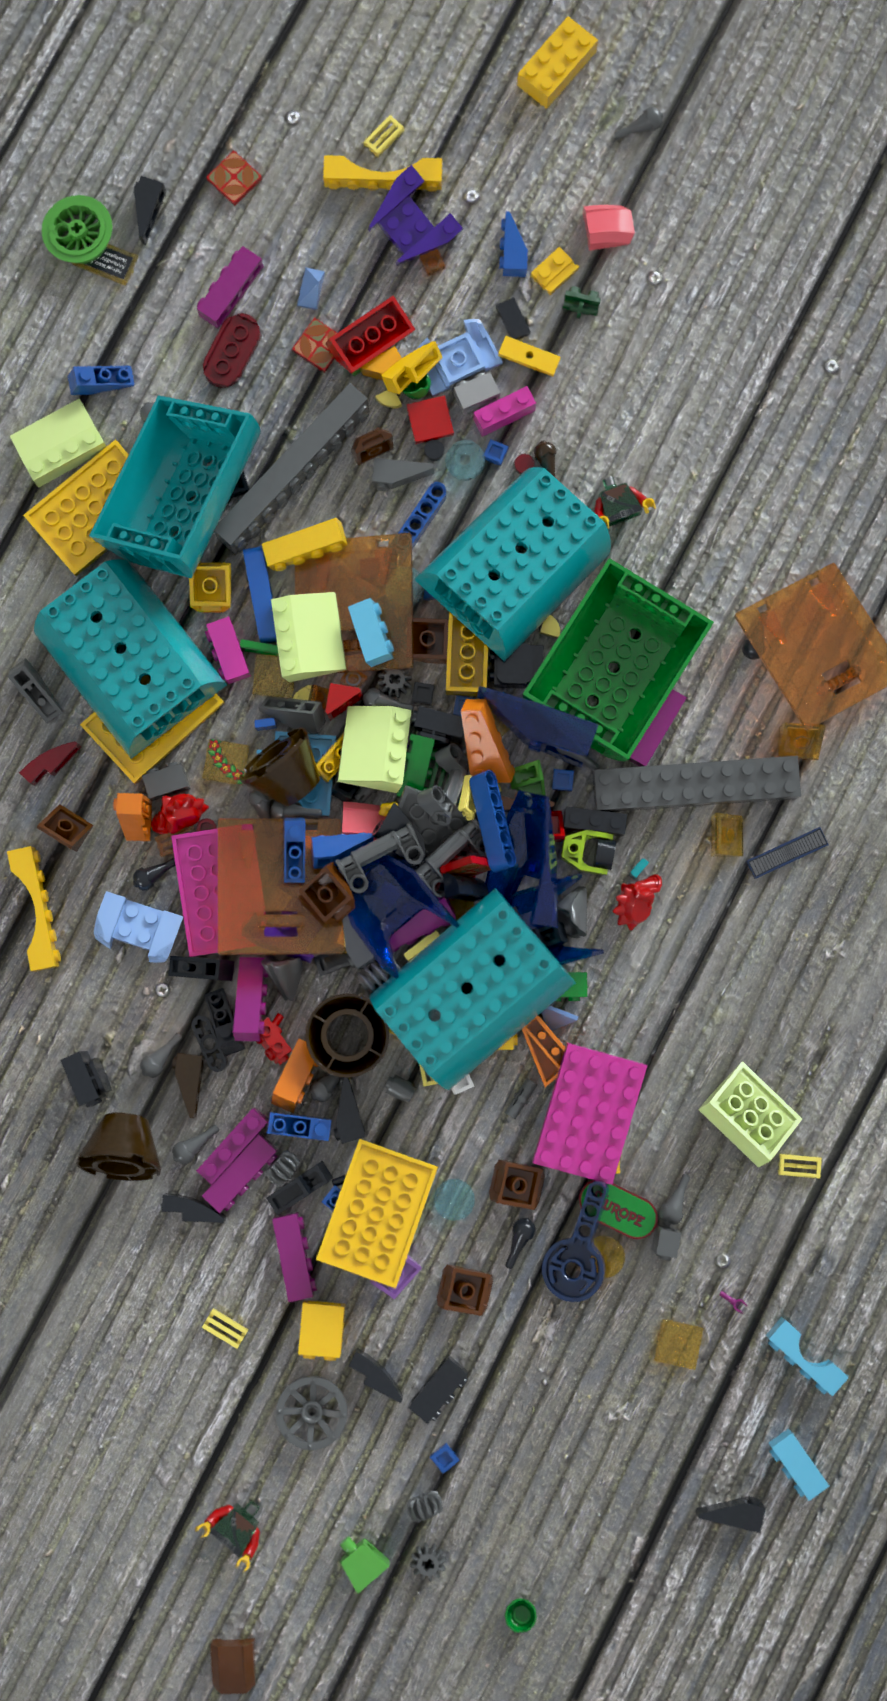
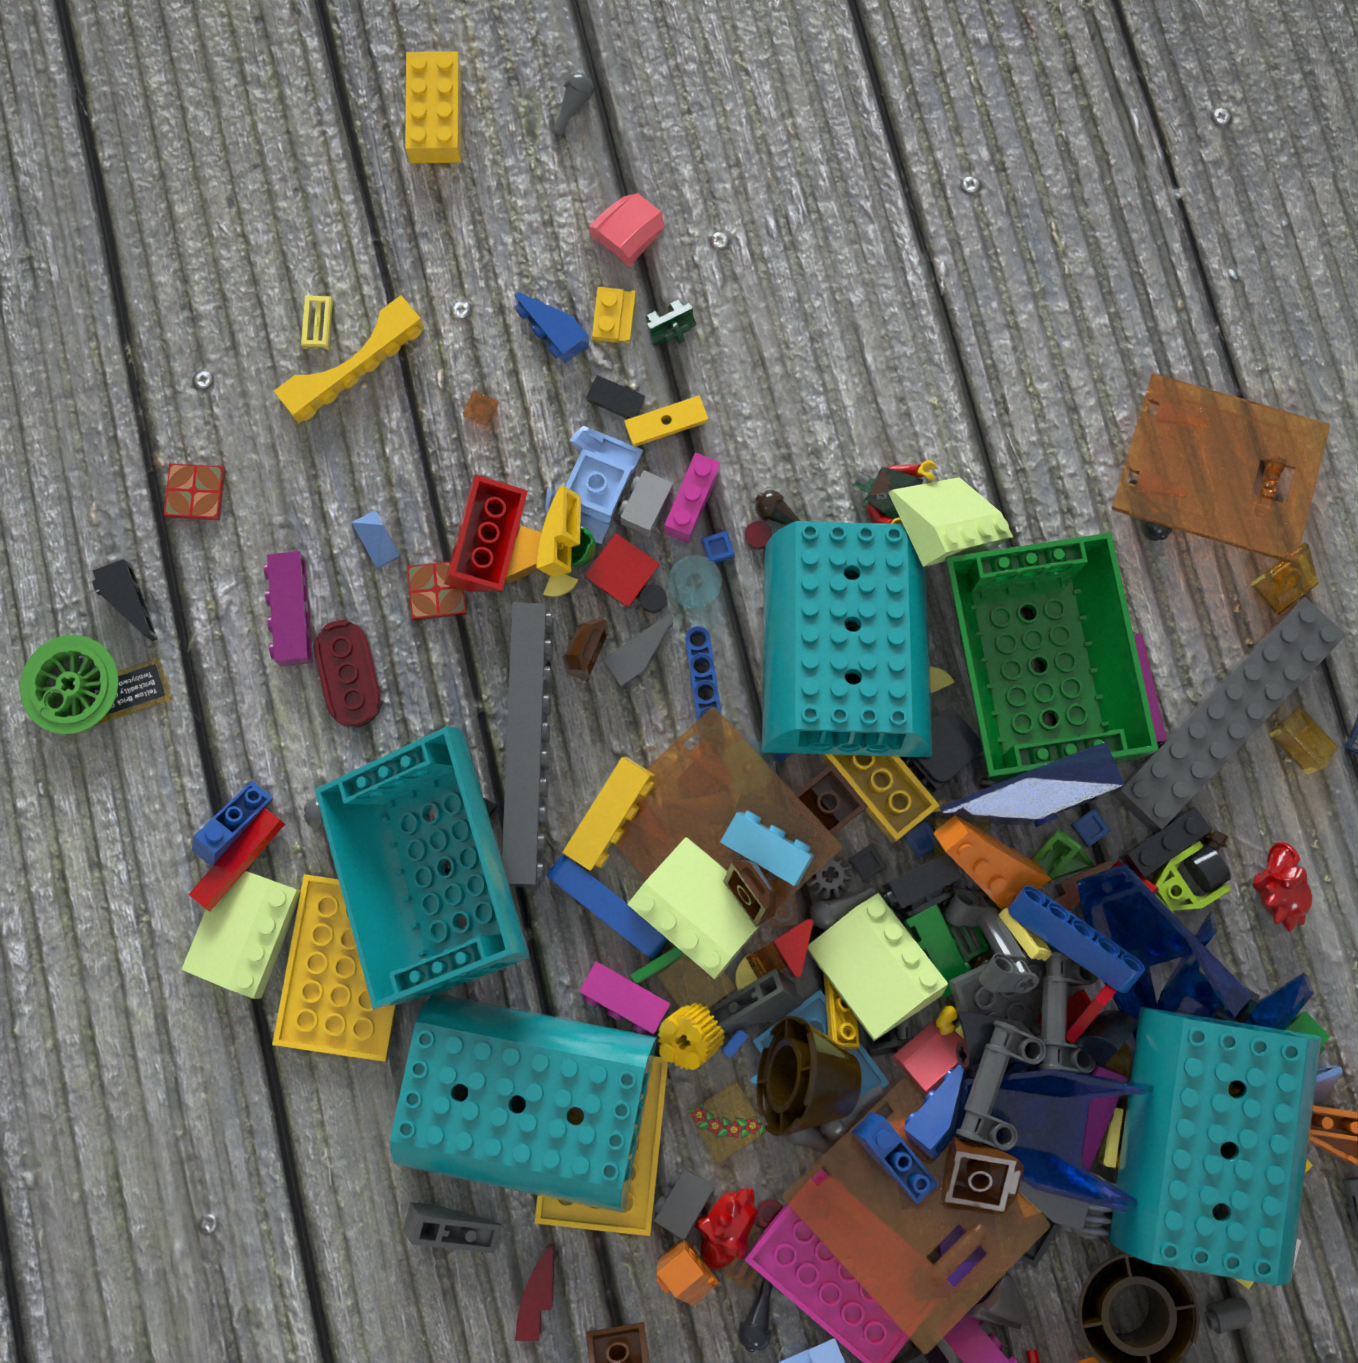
camera: 45 degrees left, 5 degrees down
(87, 400) = (236, 859): none -> red tile
(211, 587) = (550, 945): yellow slope -> none
(243, 698) = (690, 1037): none -> yellow brick
(342, 647) = (752, 890): none -> reddish brown slope
(407, 224) = (423, 390): dark purple wedge -> none
(573, 912) = (1236, 956): dark grey hat -> none
(625, 844) = (1215, 839): none -> dark brown plate
(633, 541) = (948, 520): none -> yellowish green slope
(638, 868) = (1252, 852): teal tile -> none

